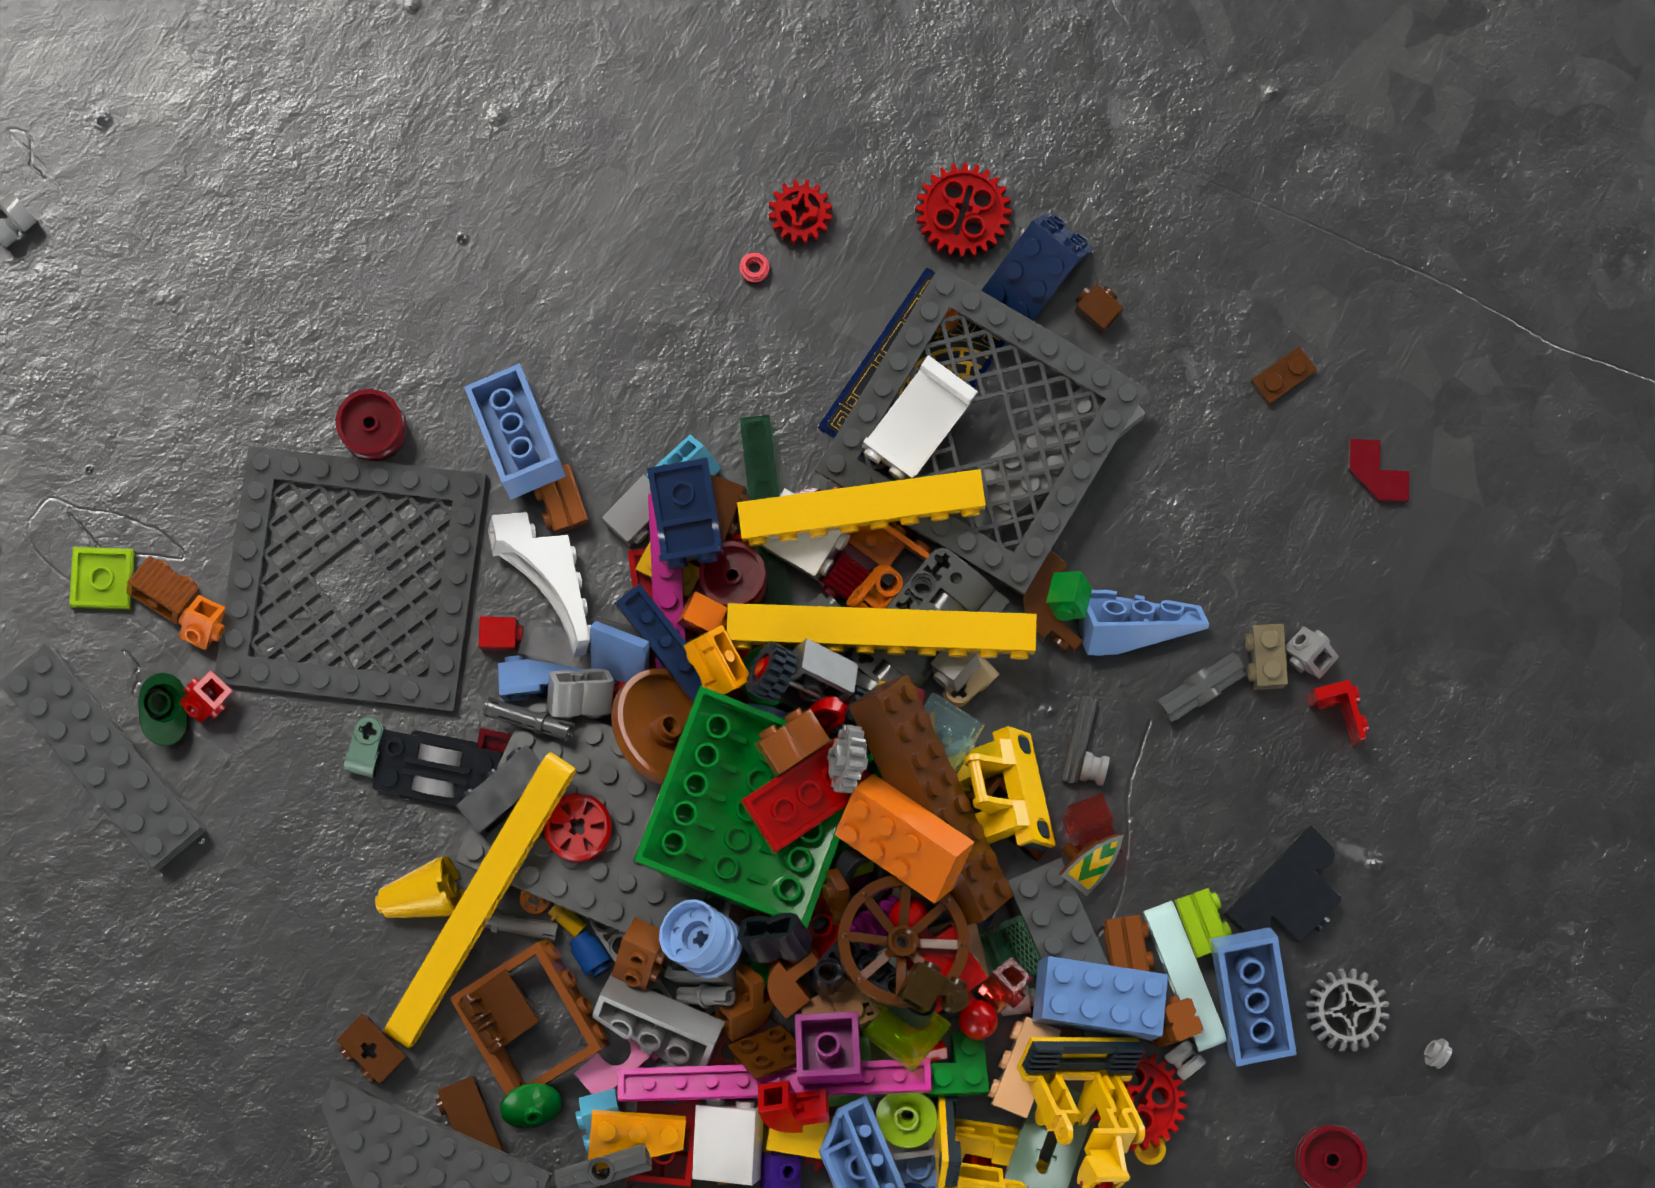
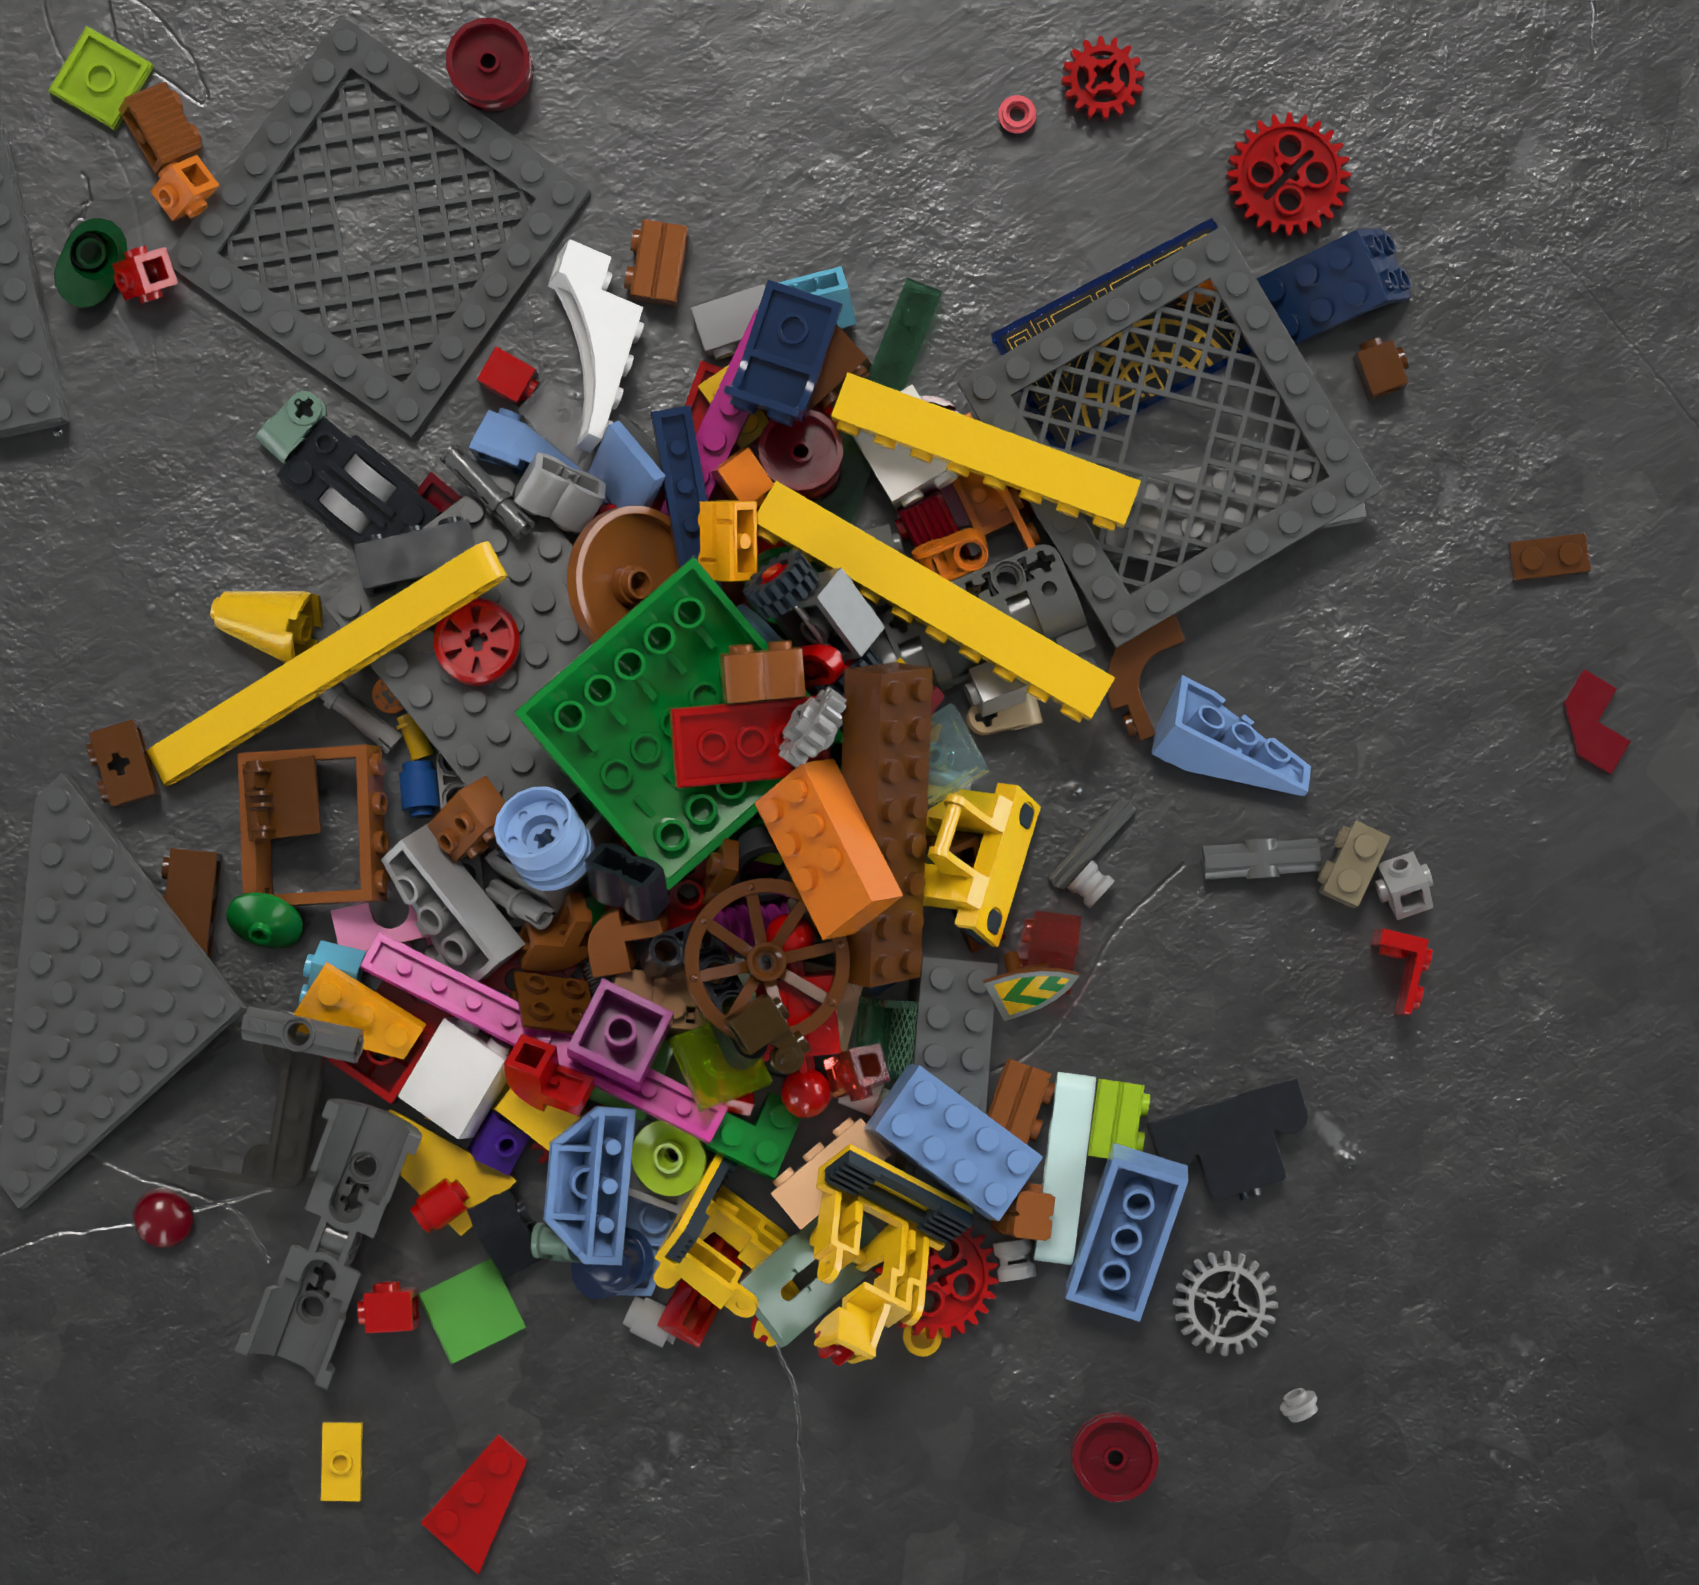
camera: 25 degrees right, 5 degrees up
(515, 431) = (645, 158): medium blue brick -> none
(919, 420) = (1103, 388): white panel -> none
(1069, 595) = (1166, 676): green brick -> none

